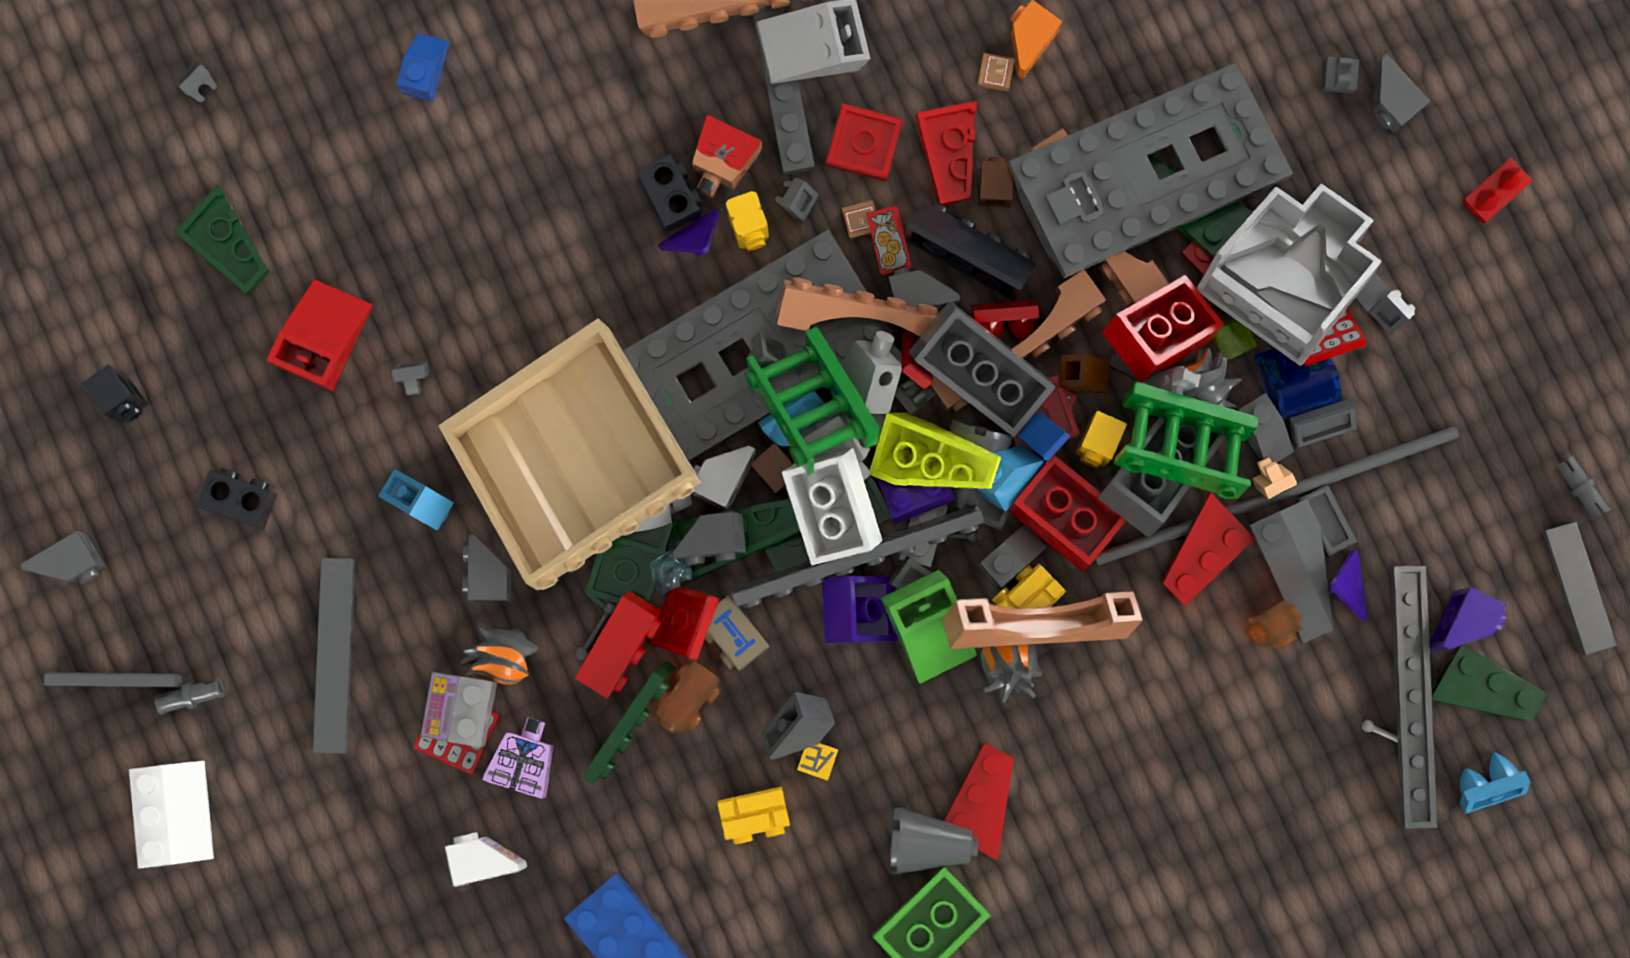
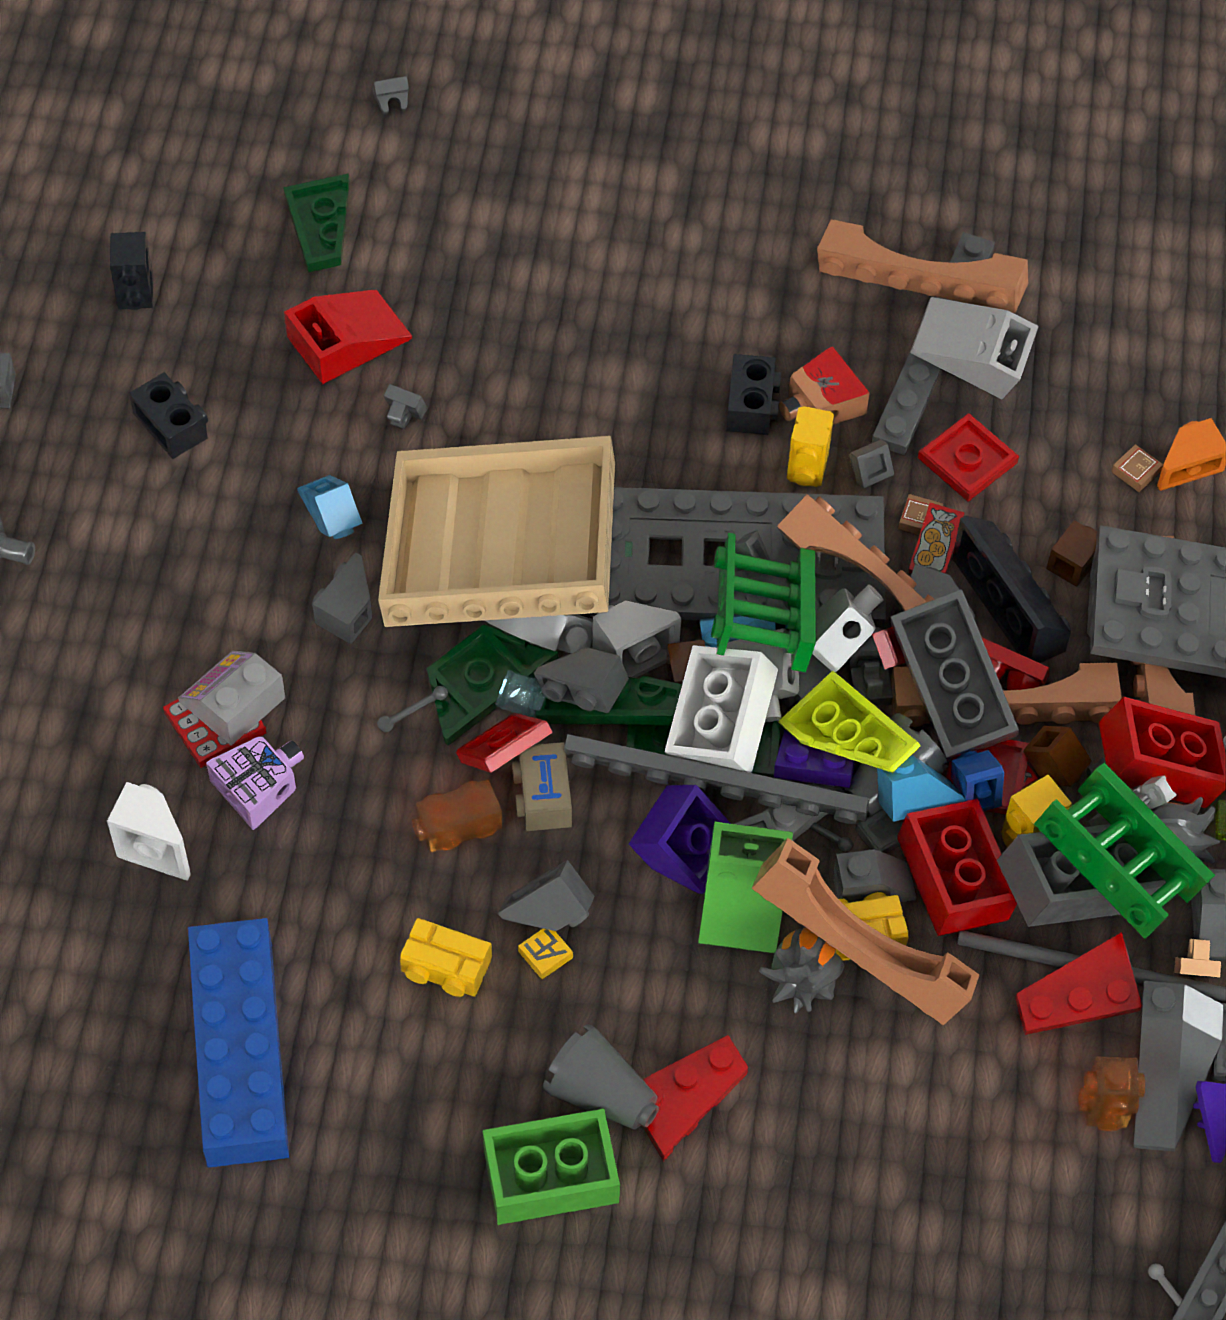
camera: 30 degrees right, 25 degrees down
(334, 656) = (151, 592): dark grey tile -> none
(422, 67) = (595, 186): blue slope -> none
(499, 655) = (305, 666): dark grey hair -> none
(620, 645) = (425, 725): red brick -> none
(634, 716) = (383, 799): dark green wing -> none
(694, 237) = (751, 444): dark purple piece -> none
(948, 149) = (1048, 502): red wing -> none

